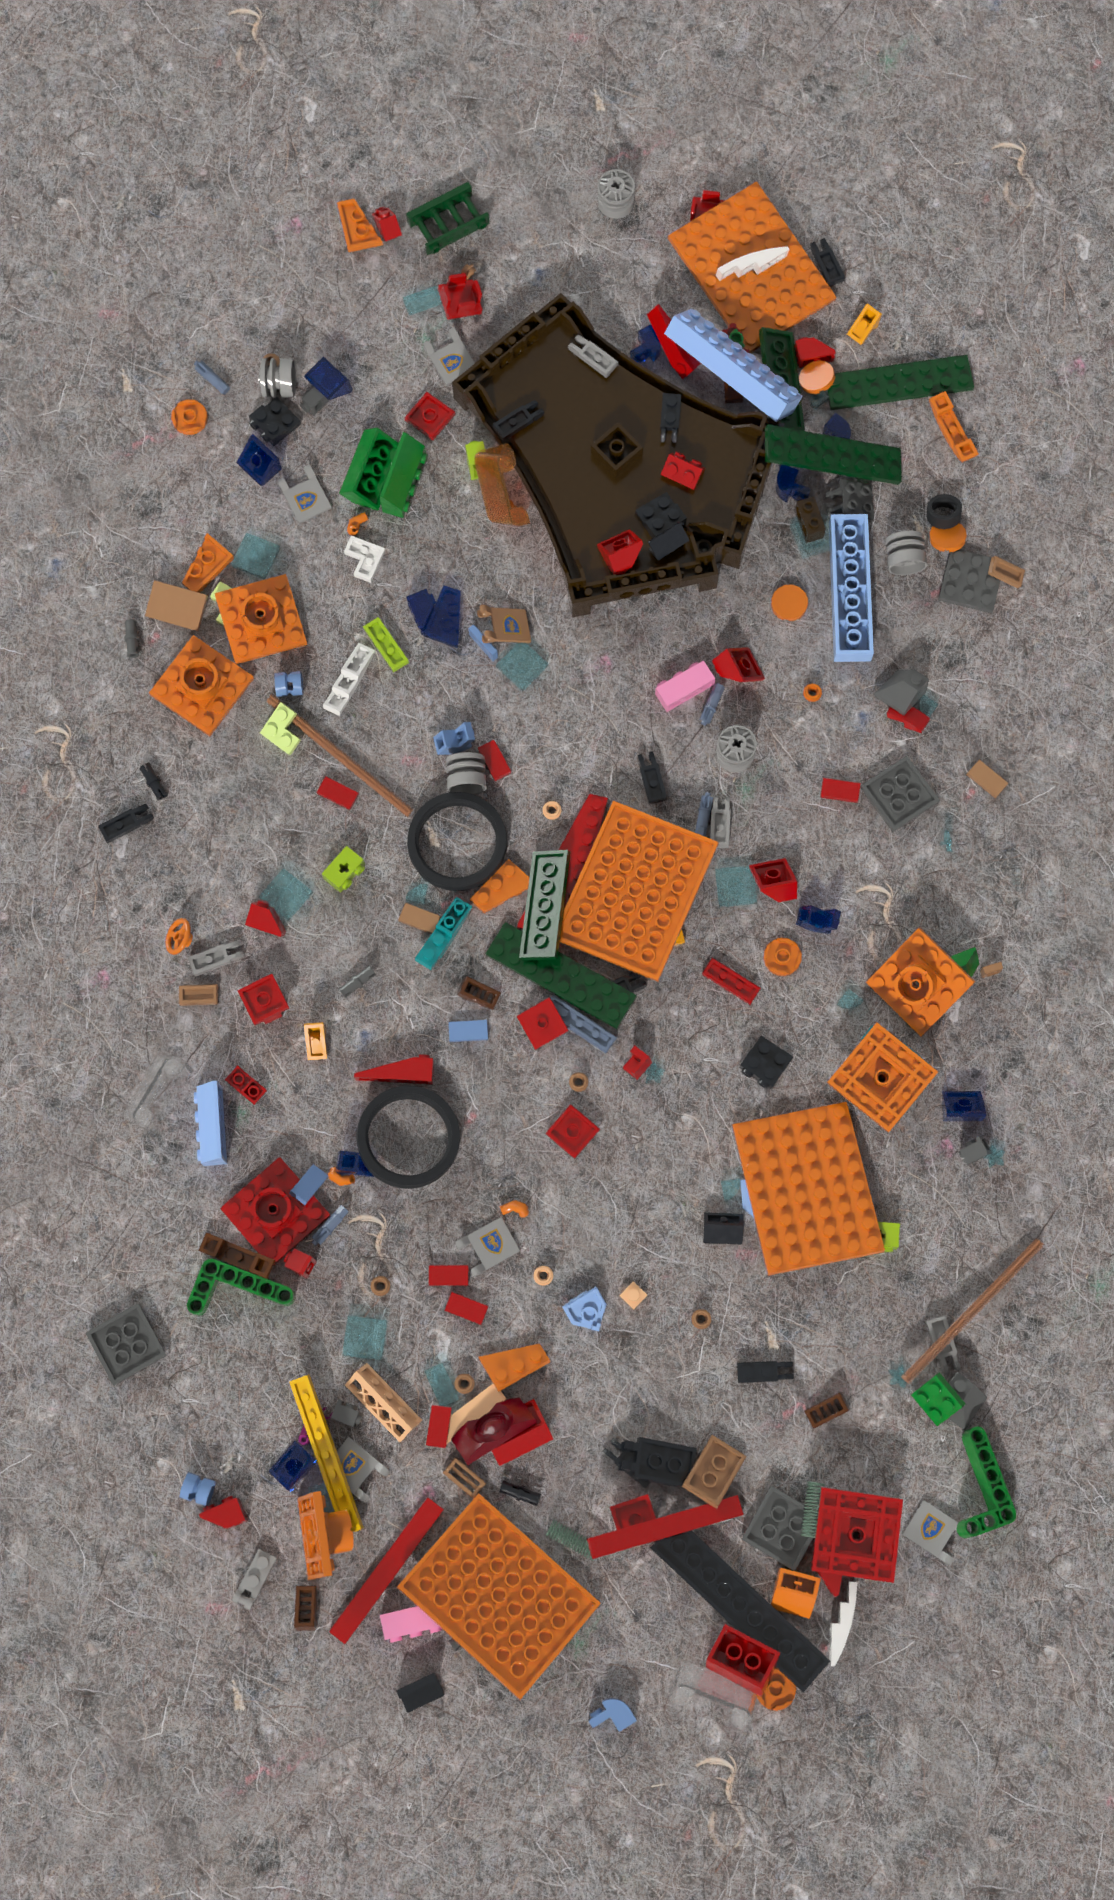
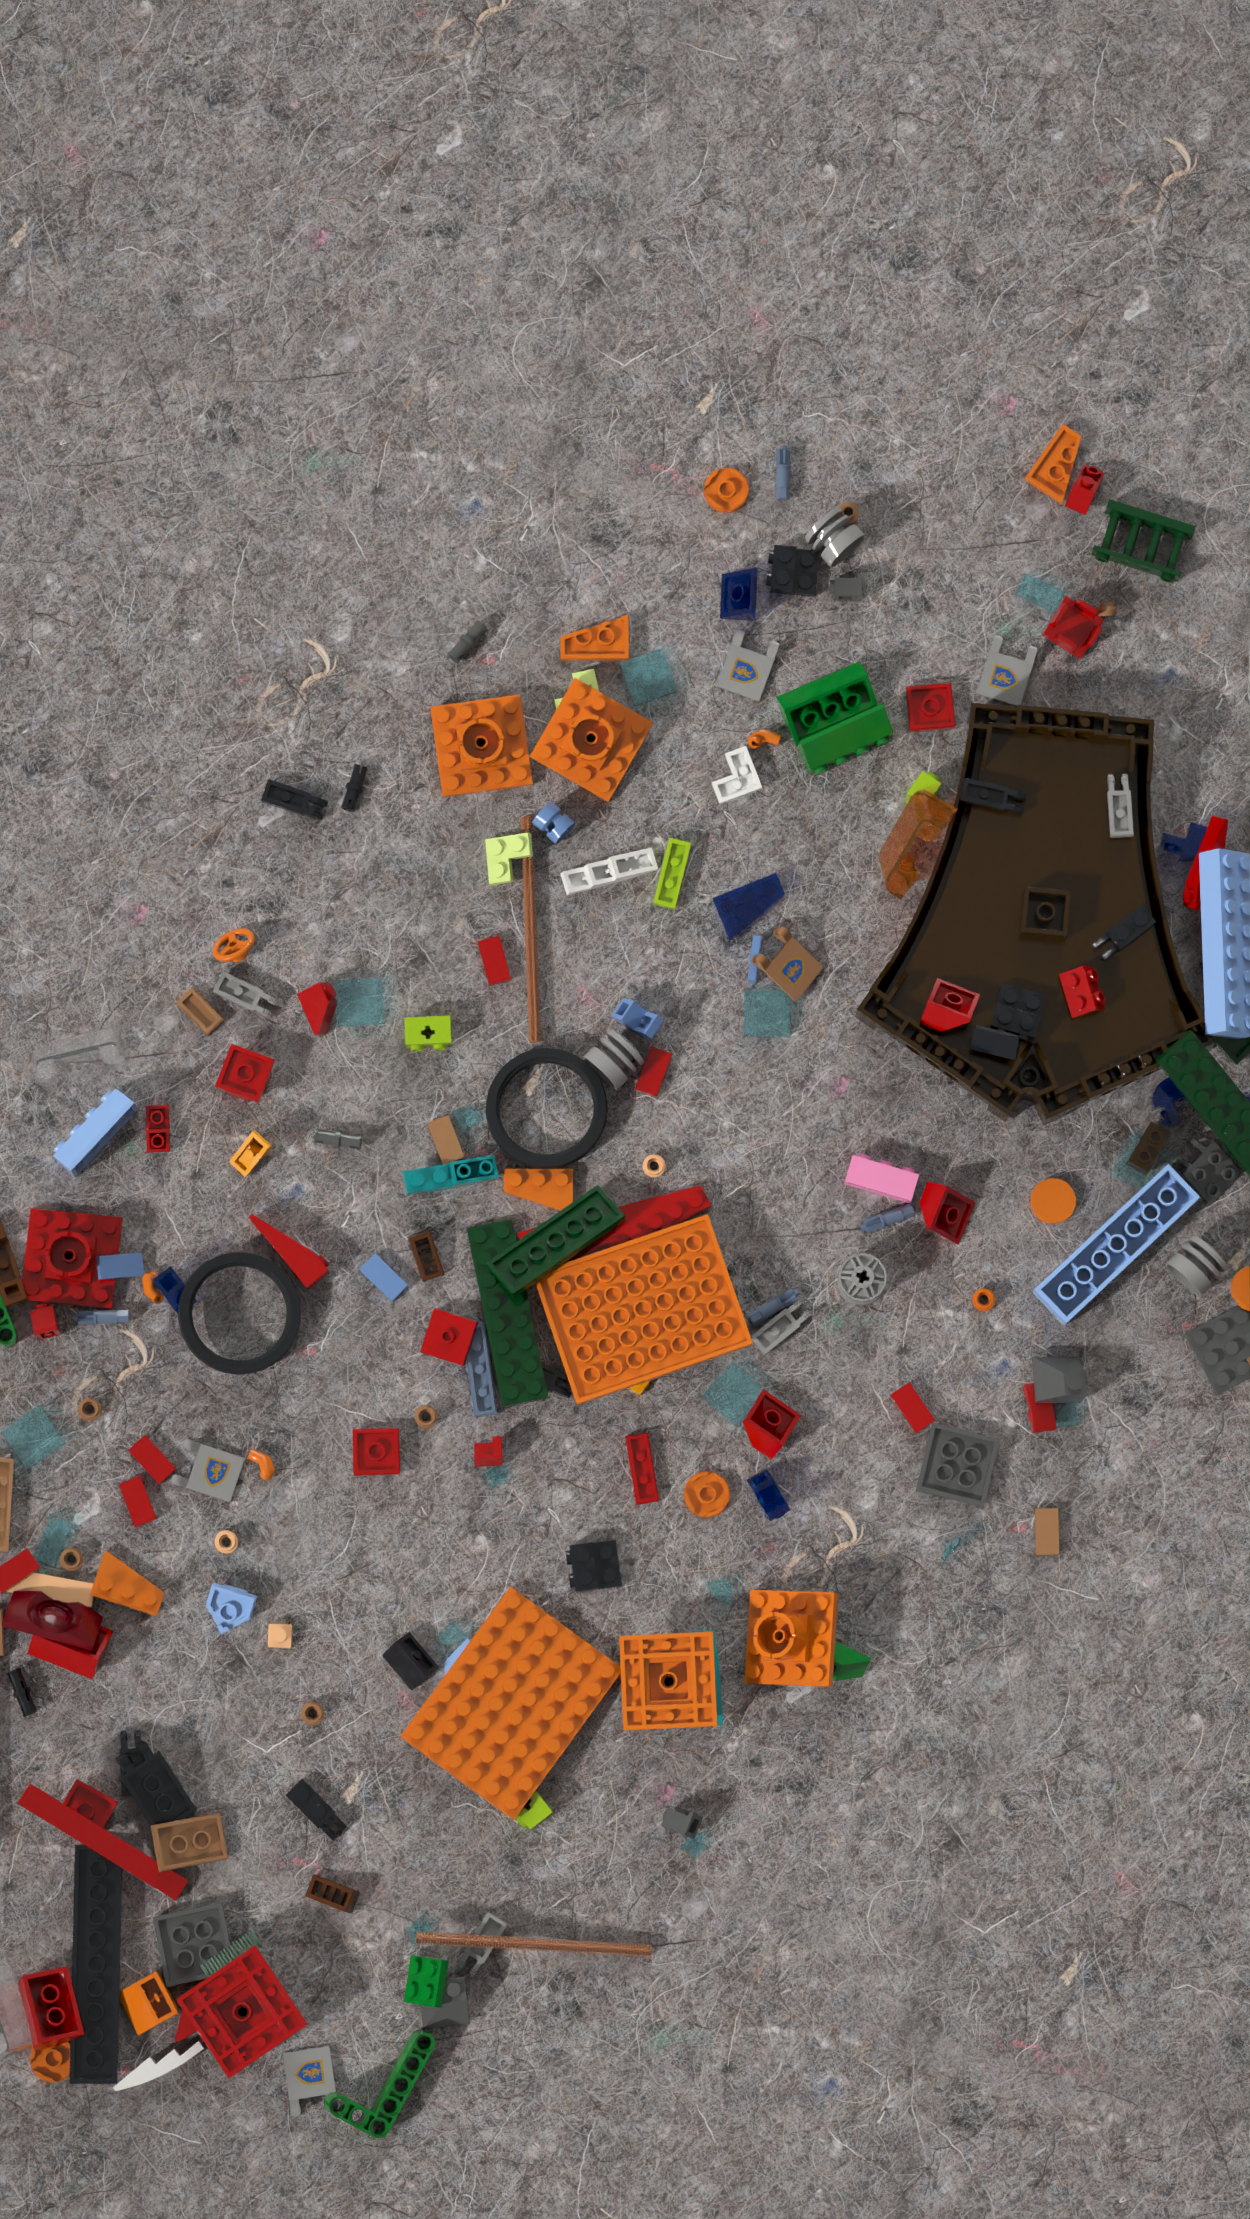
camera: 45 degrees right, 5 degrees up
(176, 605) = (534, 652): medium nougat tile -> none
(328, 379) = (874, 584): clear blue slope -> none
(421, 606) = (735, 874): clear blue slope -> none
(551, 1530) = (12, 1747): sand green piece -> none
(652, 780) = (765, 1230): black hinge -> none
(963, 1106) = (714, 1775): clear blue slope -> none
(990, 970) = (864, 1692): medium nougat tile -> none

